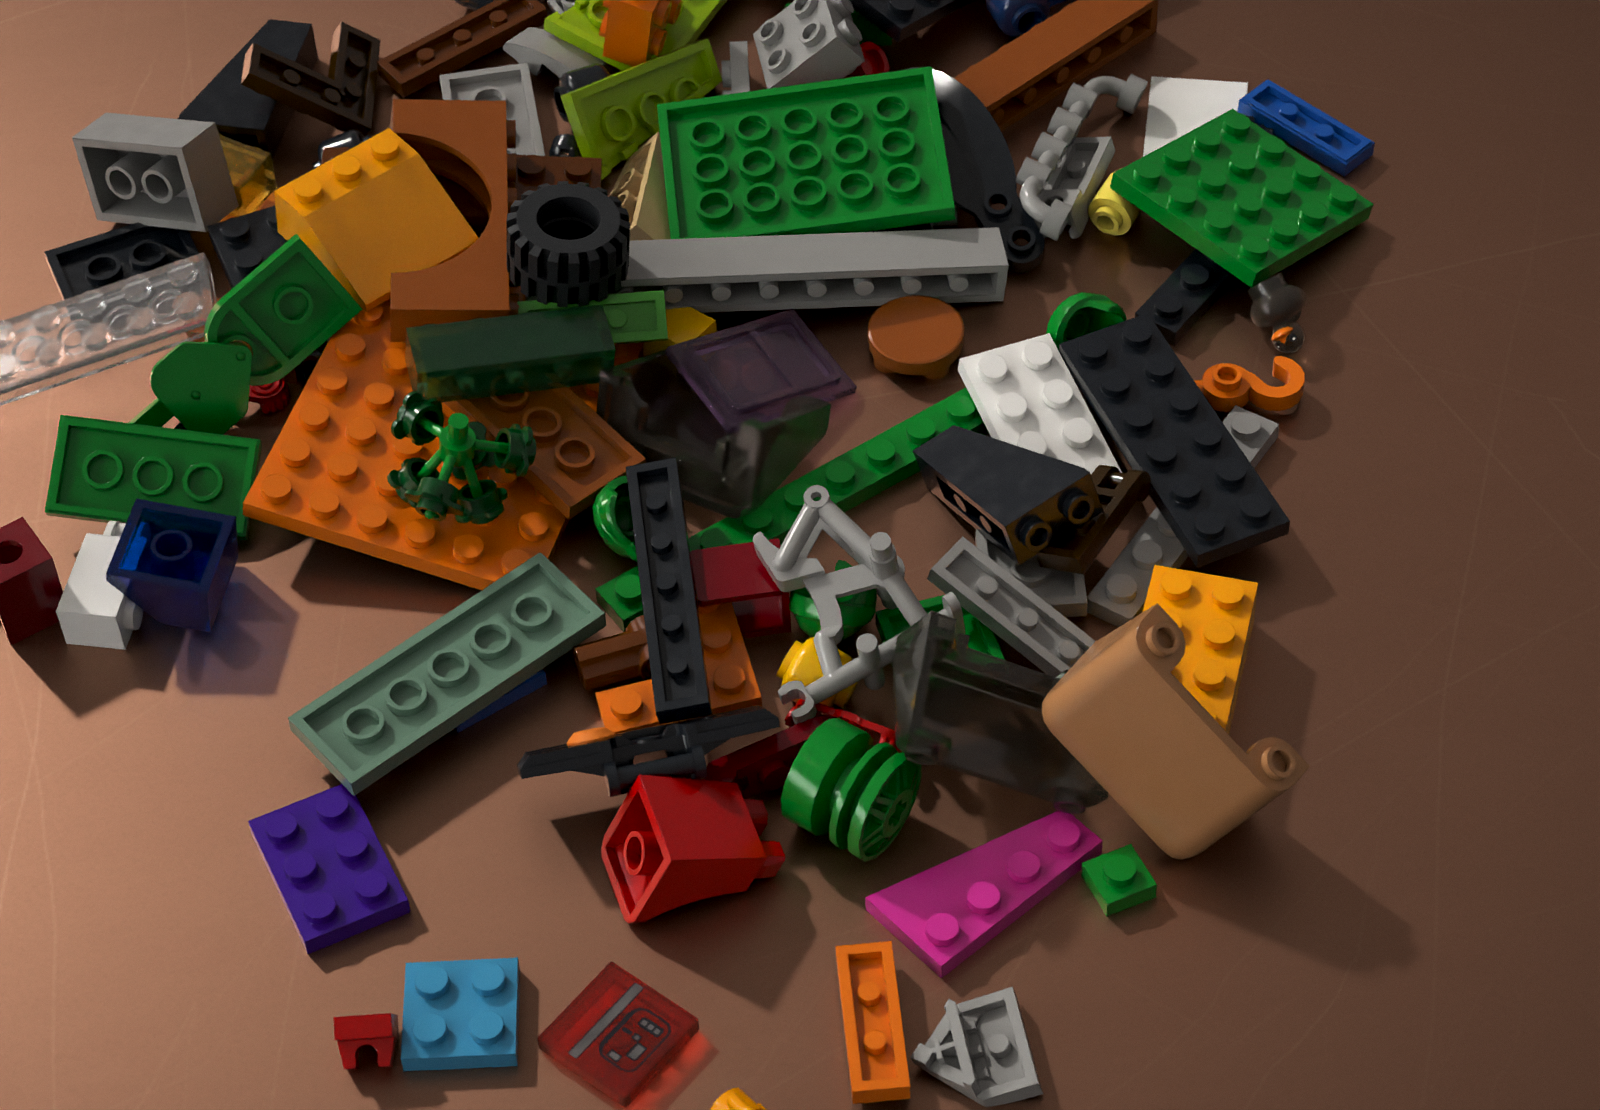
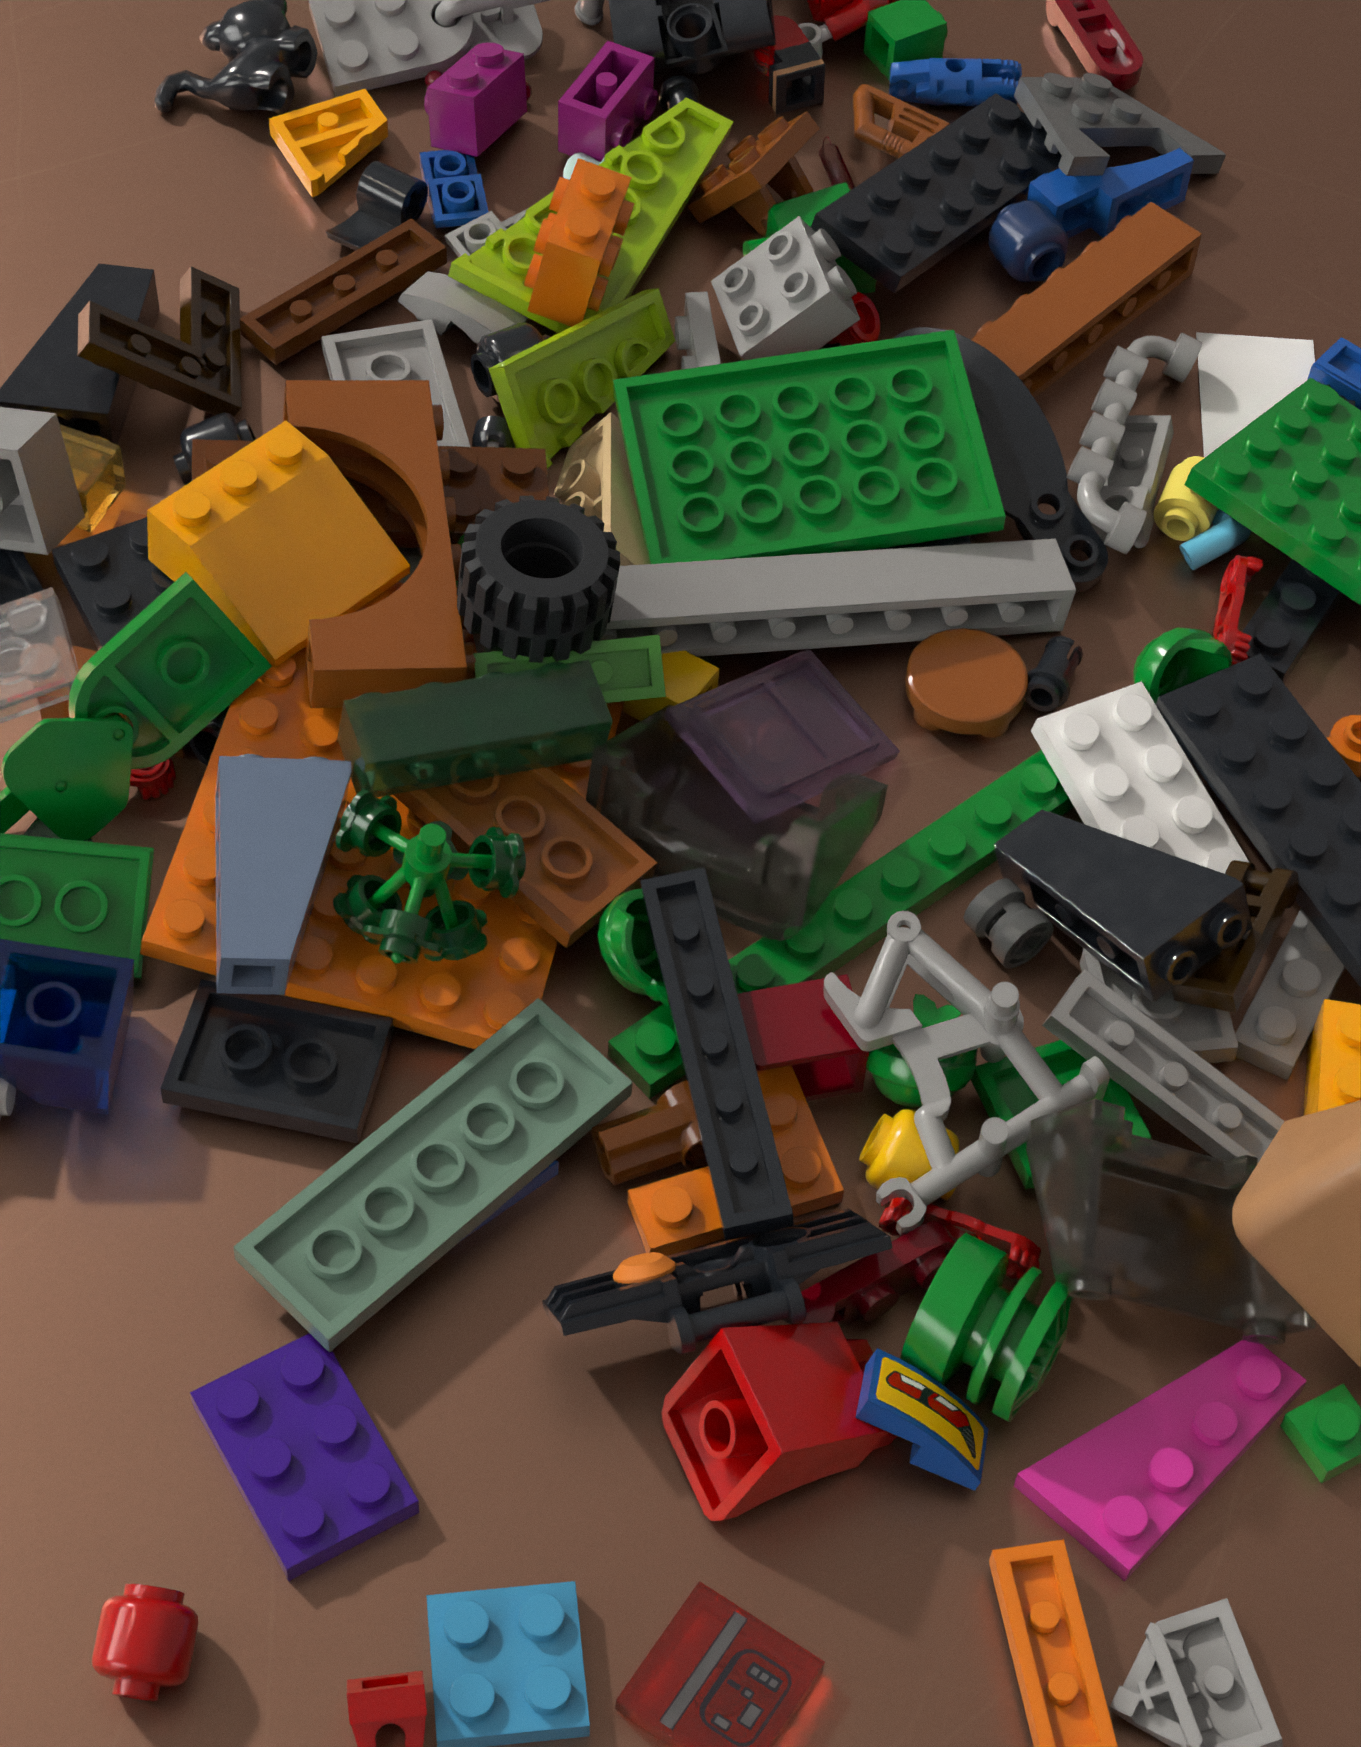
camera: 10 degrees left, 5 degrees up
(194, 983) = (145, 1641): none -> red head
(341, 596) = (278, 1061): none -> black plate
(343, 448) = (270, 856): none -> sand blue slope
(811, 862) = (918, 1408): none -> slope
(916, 506) = (1008, 923): none -> dark grey wheel
(987, 329) = (1050, 680): none -> black pin
(1136, 233) = (1215, 541): none -> medium azure arm
(1148, 265) = (1231, 599): none -> red piece

